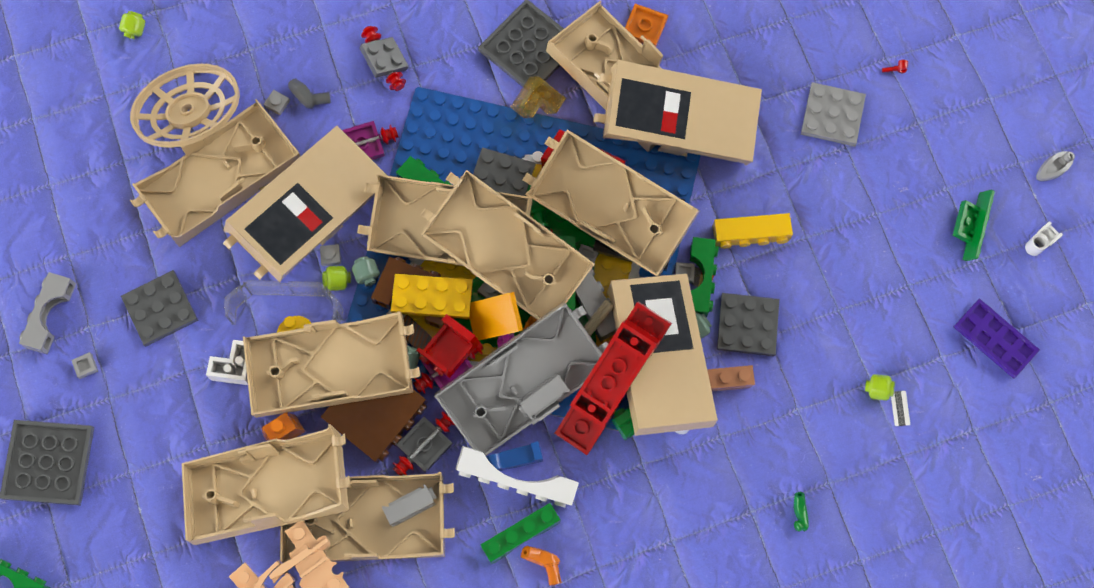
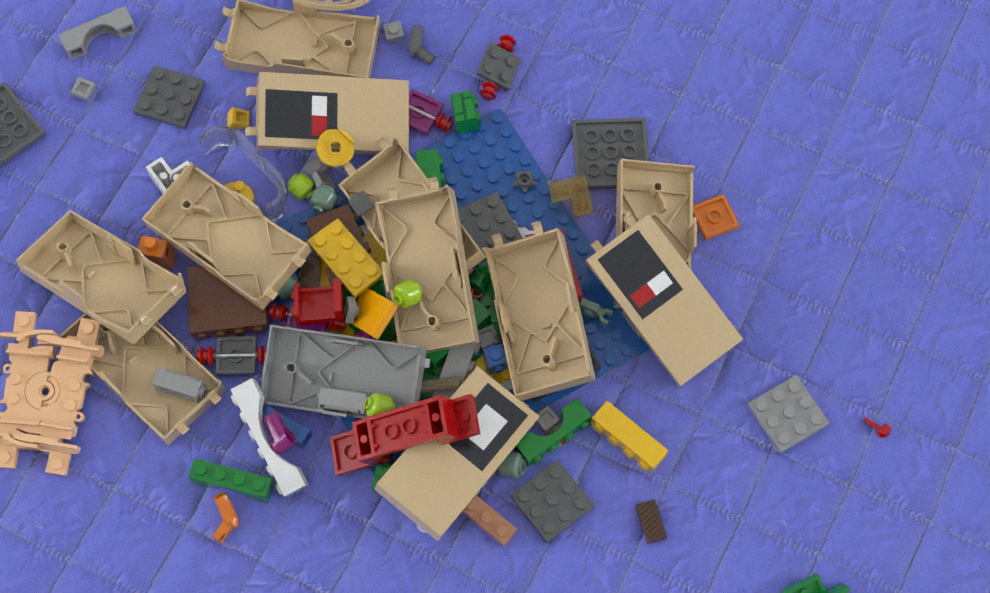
camera: 45 degrees right, 5 degrees down
(230, 274) = (238, 118): none -> yellow slope
(332, 232) = (335, 137): none -> yellow plate
(347, 258) = (322, 179): none -> light grey plate
(396, 111) = (465, 112): none -> green brick
(398, 247) = (361, 203): none -> dark grey tile
(477, 328) = (351, 310): none -> light grey plate
(491, 117) = (524, 176): none -> dark grey plate
(511, 277) = (407, 293): none -> lime head
(525, 467) = (281, 437): none -> magenta piece
(575, 375) = (377, 404): none -> lime head
(610, 264) = (495, 358): none -> blue brick
(641, 164) = (591, 309): none -> sand green plate
(825, 273) = (651, 521): none -> tile

